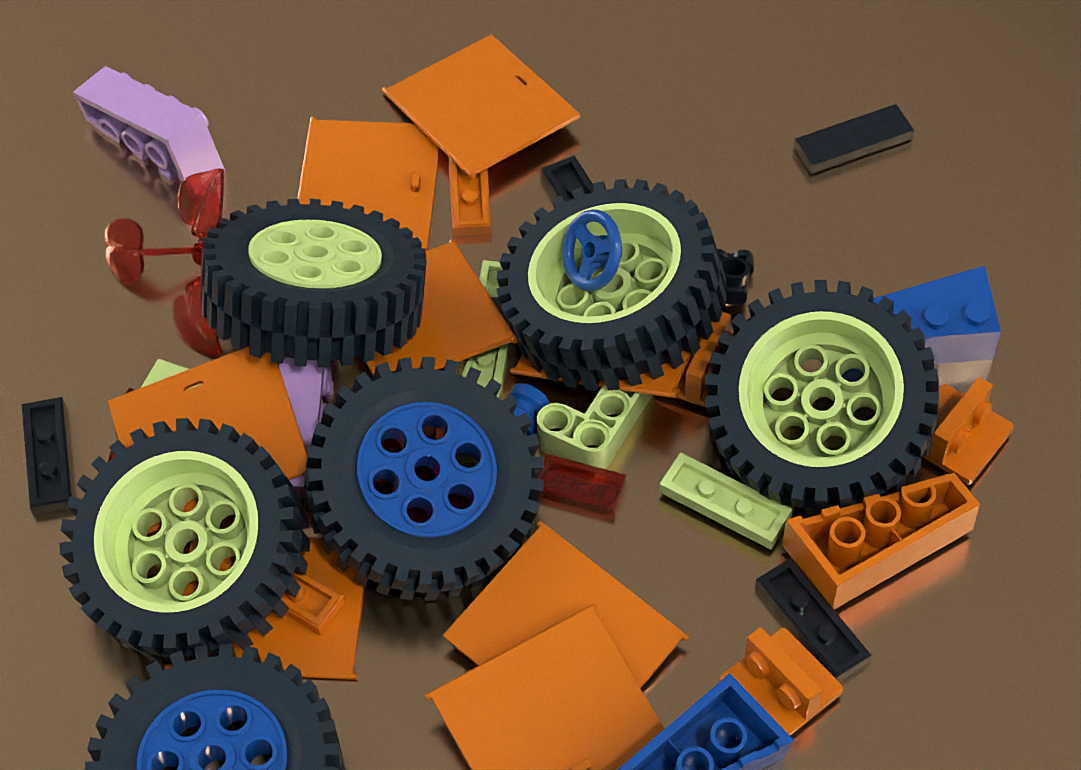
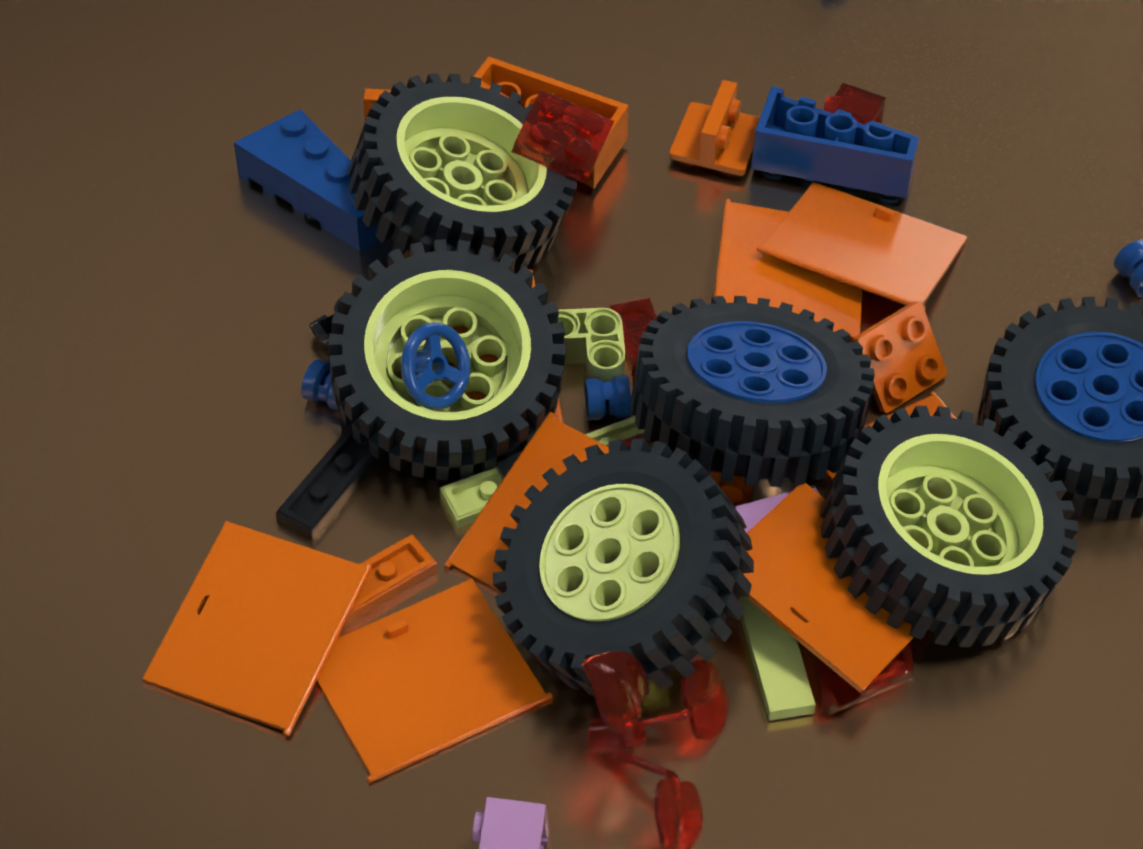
camera: 125 degrees left, 5 degrees down
(47, 455) = (936, 744): black tile -> none
(399, 649) = (902, 356): none -> orange bracket
(725, 500) = (585, 236): yellowish green plate -> none
(811, 487) = (562, 136): none -> clear red plate
(813, 620) = (644, 147): black tile -> none
(853, 138) = (109, 317): black tile -> none

